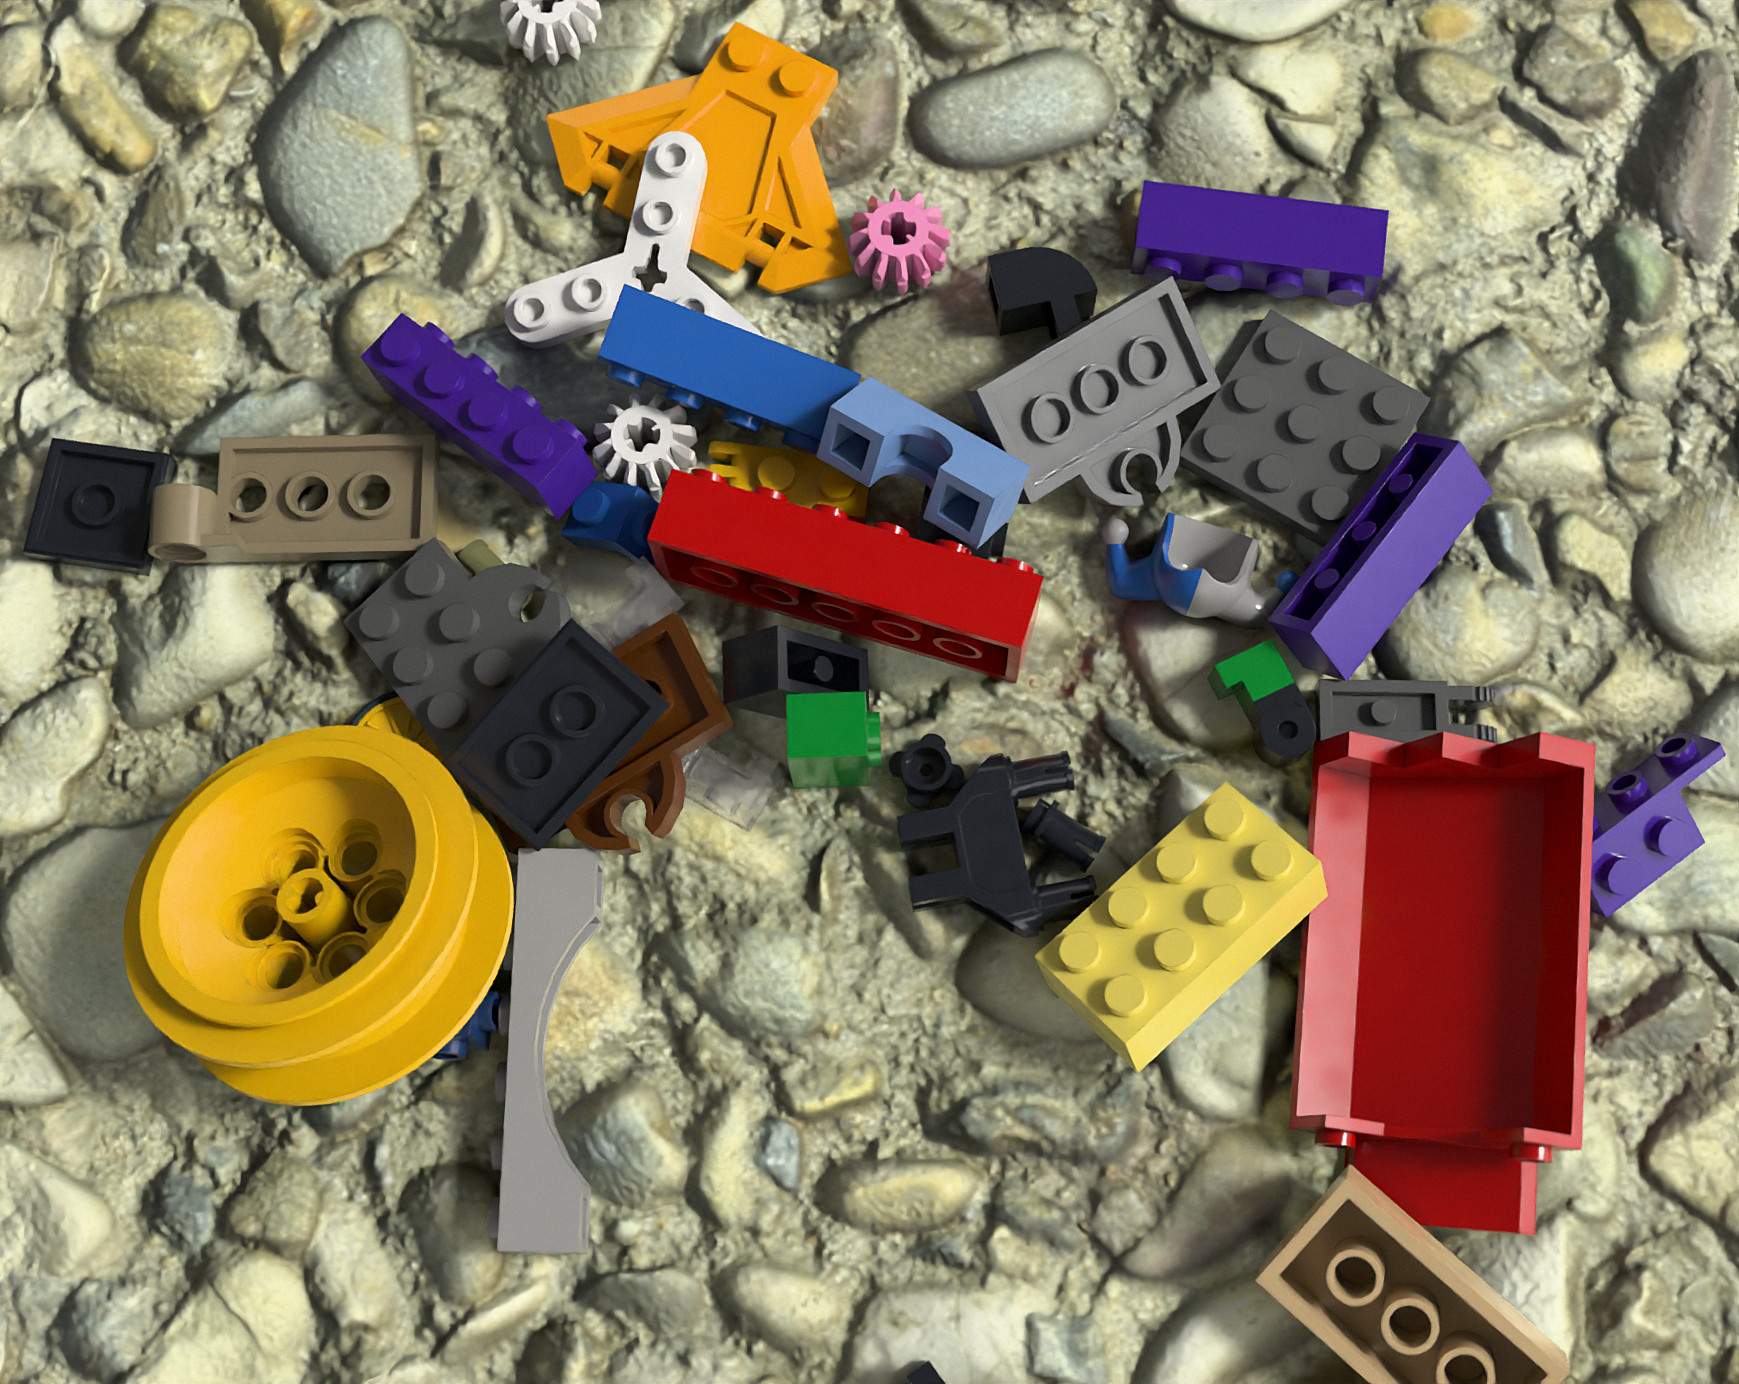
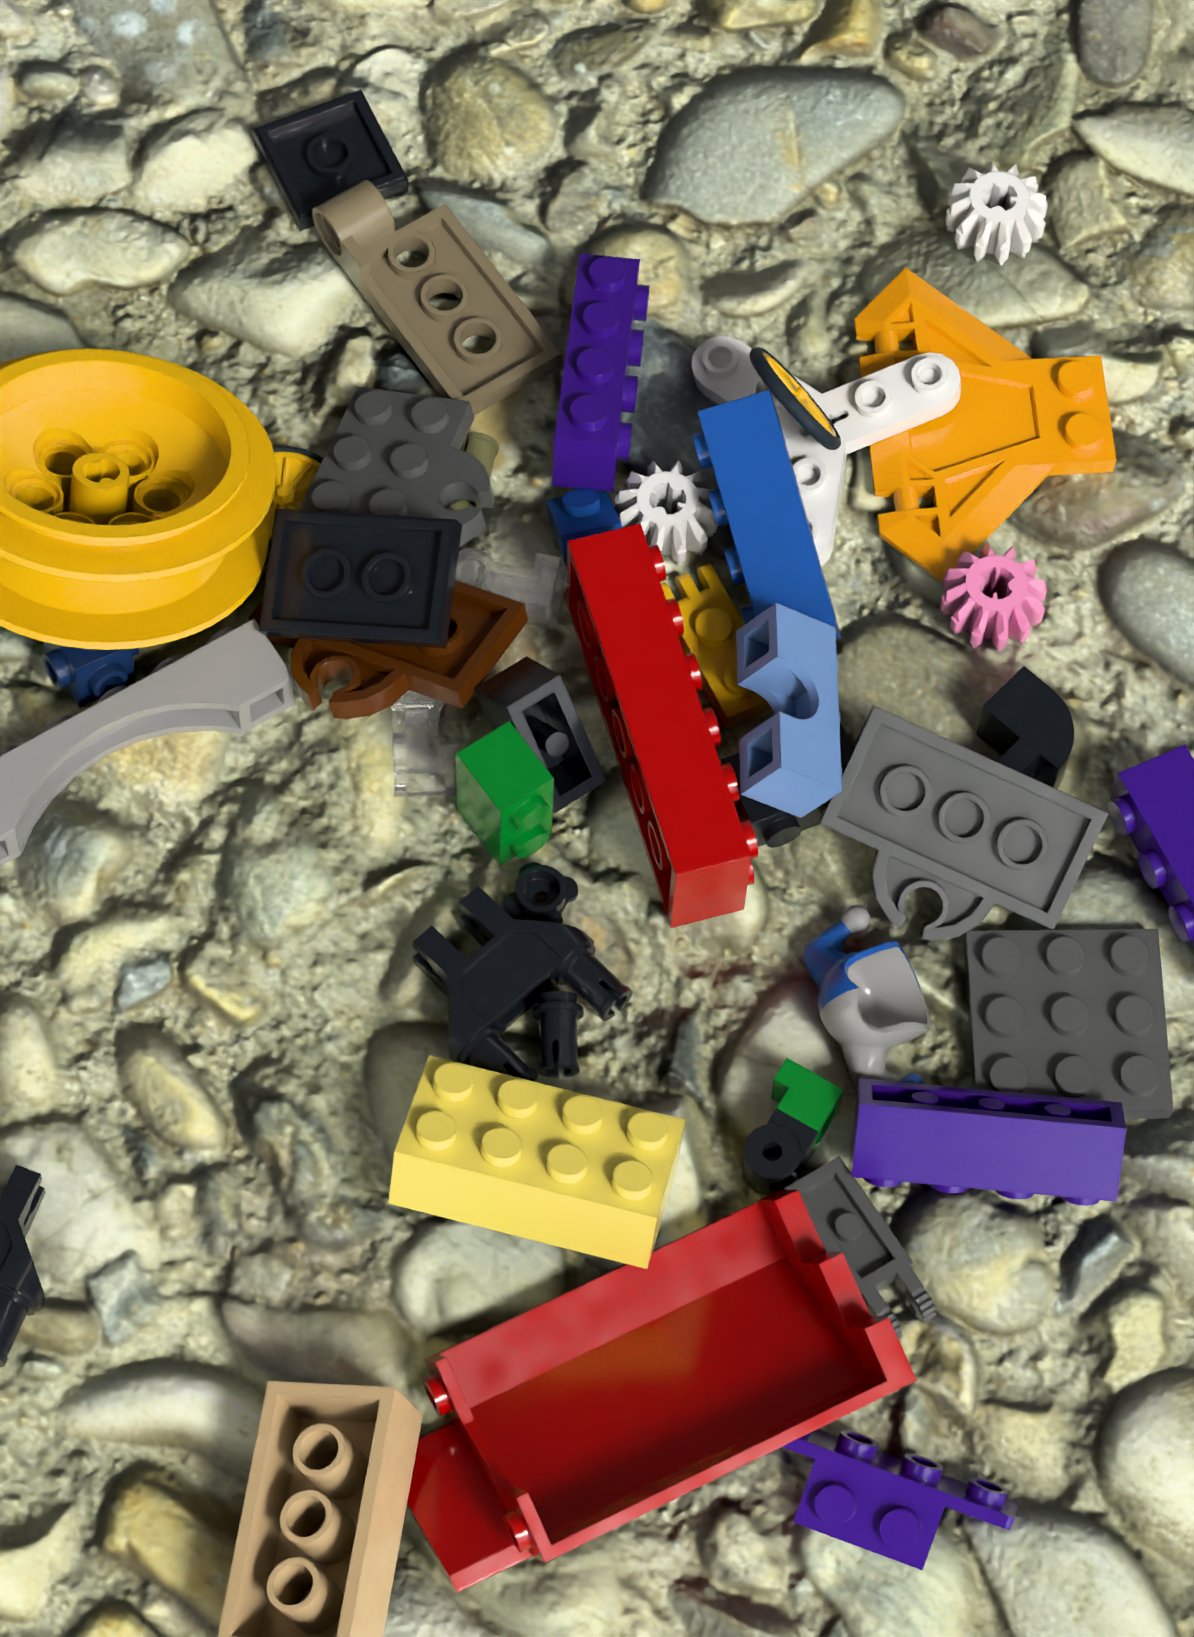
camera: 50 degrees right, 10 degrees down
(630, 272) = (795, 398): none -> black wheel

